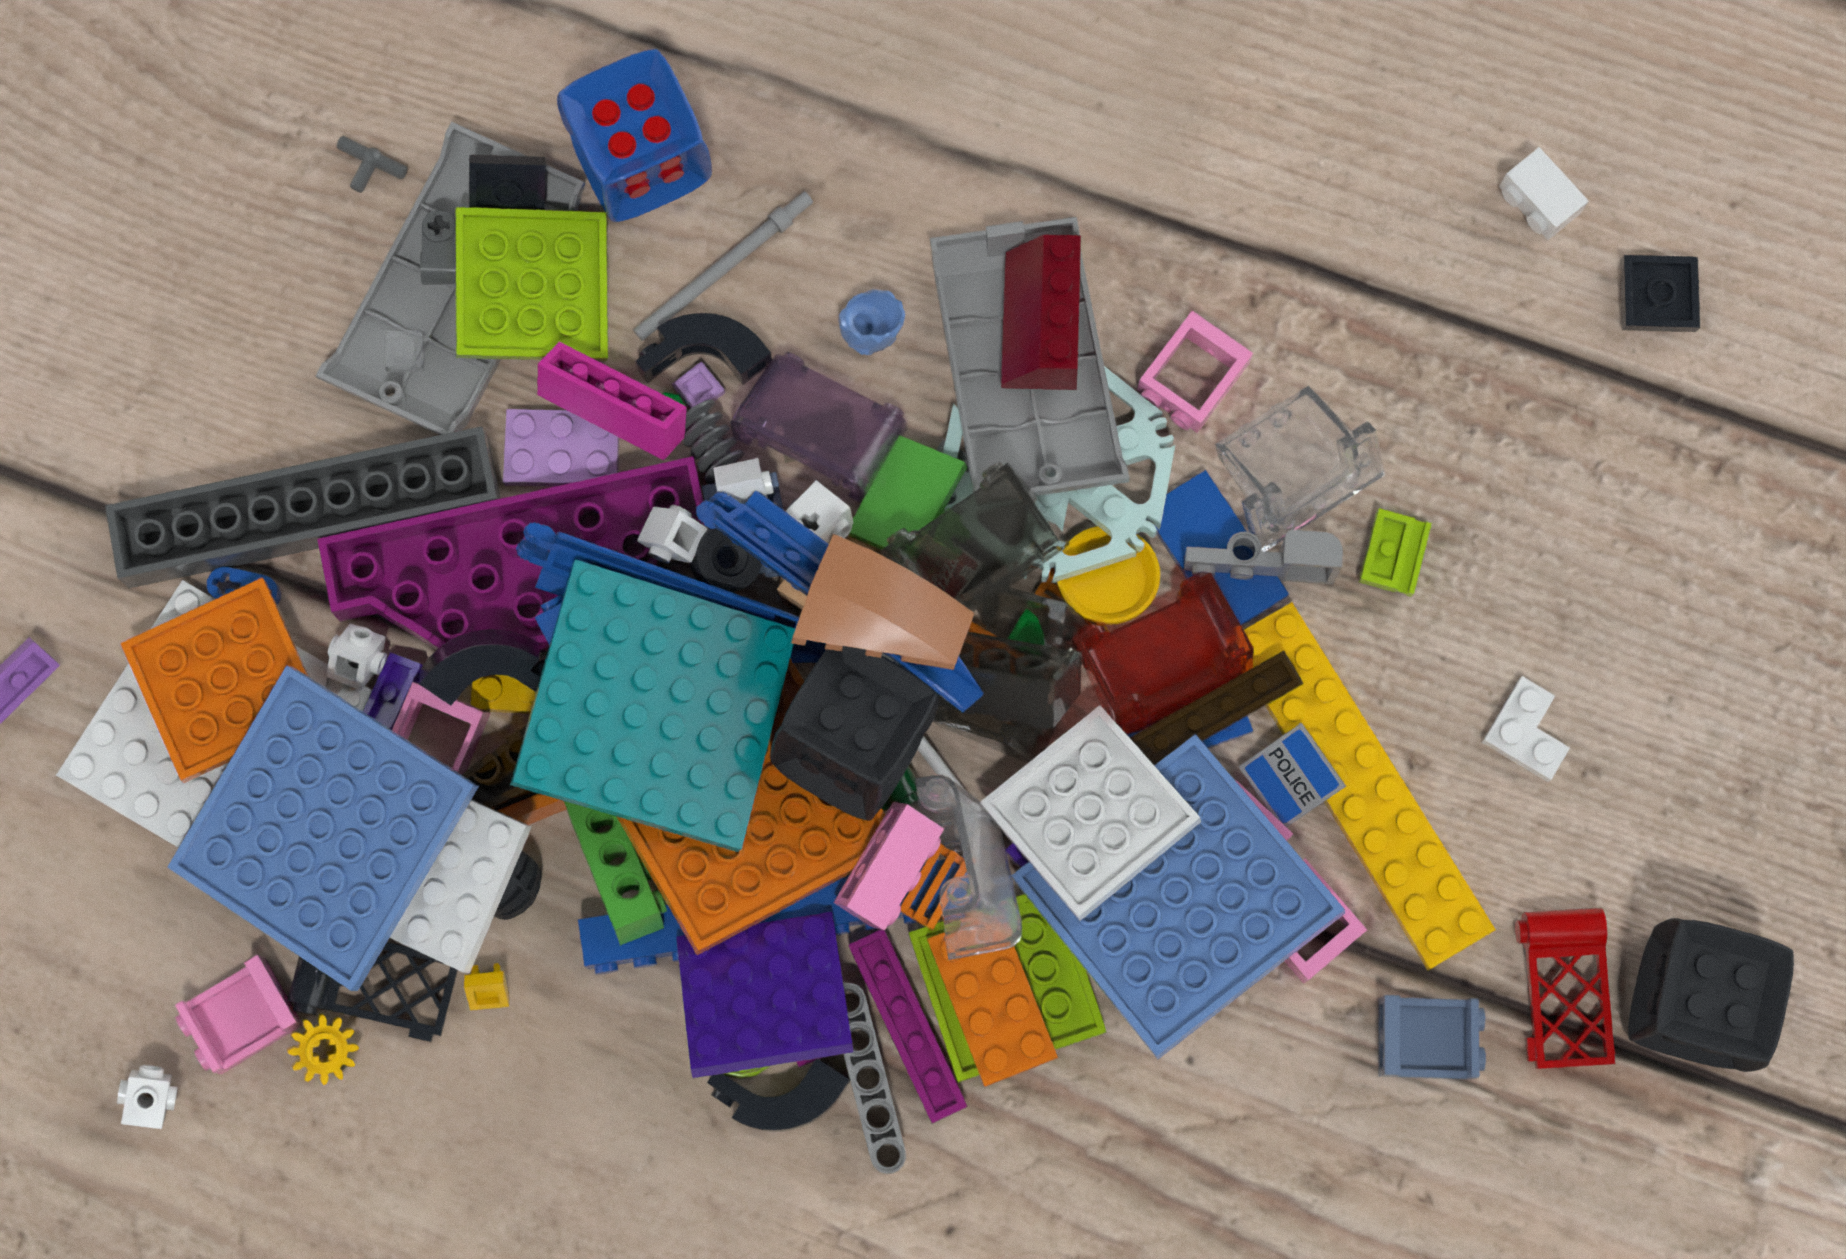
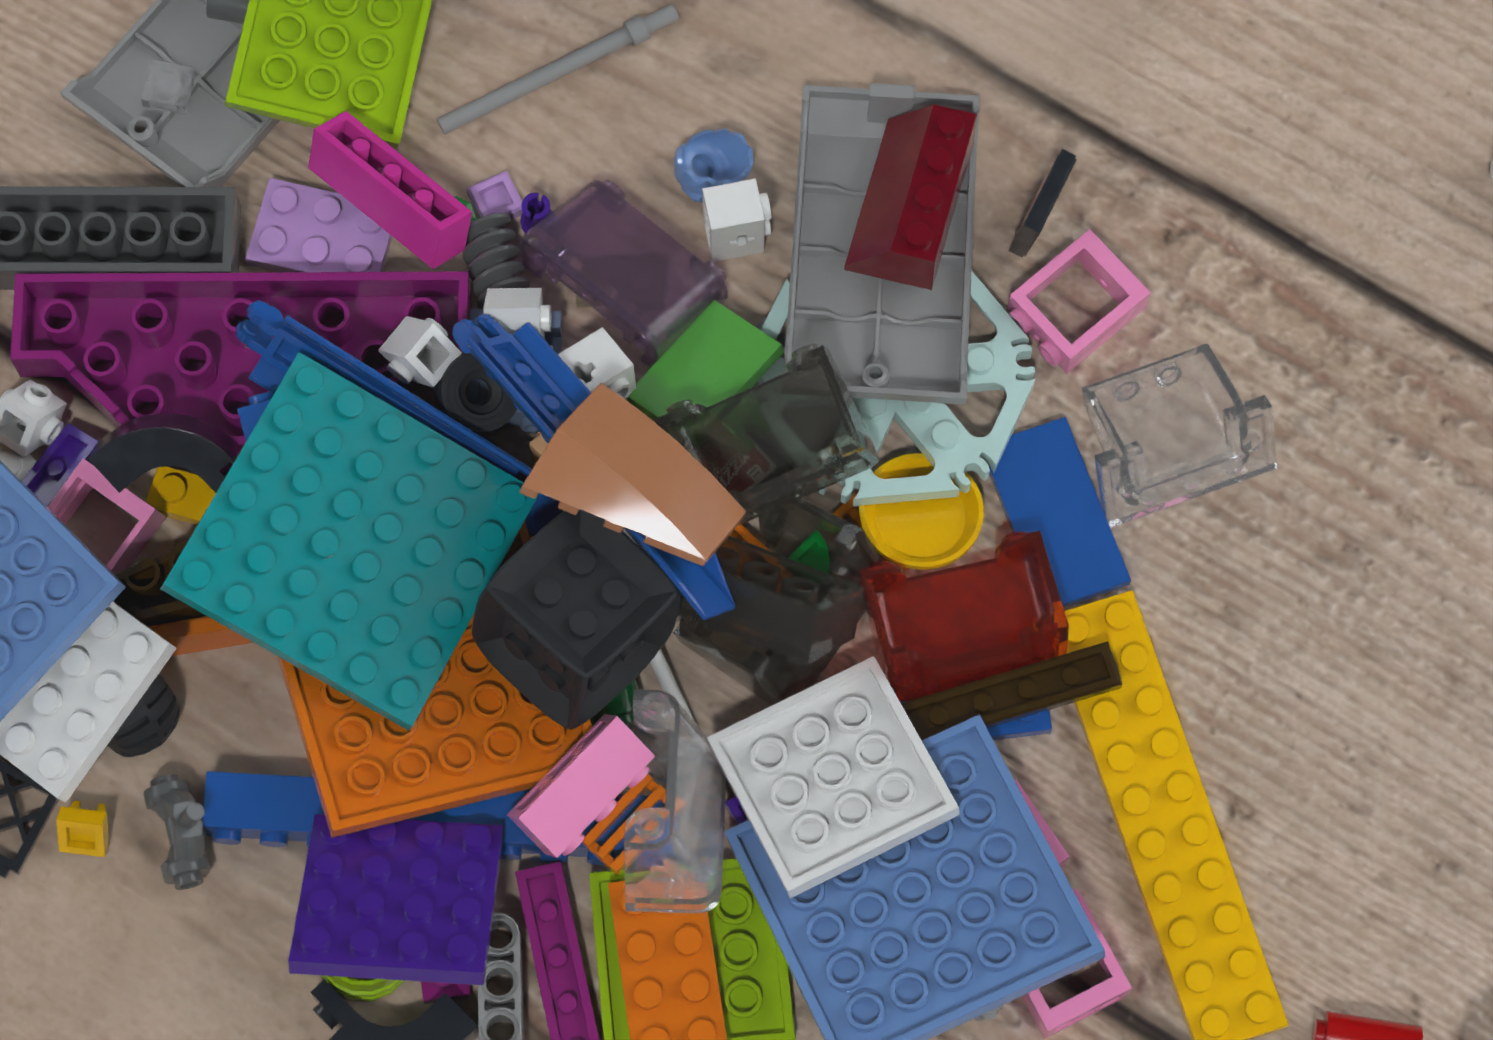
camera: 15 degrees right, 5 degrees down
(570, 970) = (182, 818): none -> dark grey piece
(629, 916) = (266, 778): bright green brick -> none
(705, 335) = (513, 141): black arch -> none
(731, 388) = (533, 210): none -> dark purple pin
(901, 364) = (735, 219): none -> white brick
(1149, 297) = (1043, 203): none -> black tile
(1292, 776) = (1085, 790): piece -> none
(1302, 558) = (1156, 541): light grey plate -> none
(1395, 552) = (1268, 559): lime plate -> none
(1517, 735) = (1367, 804): white plate -> none

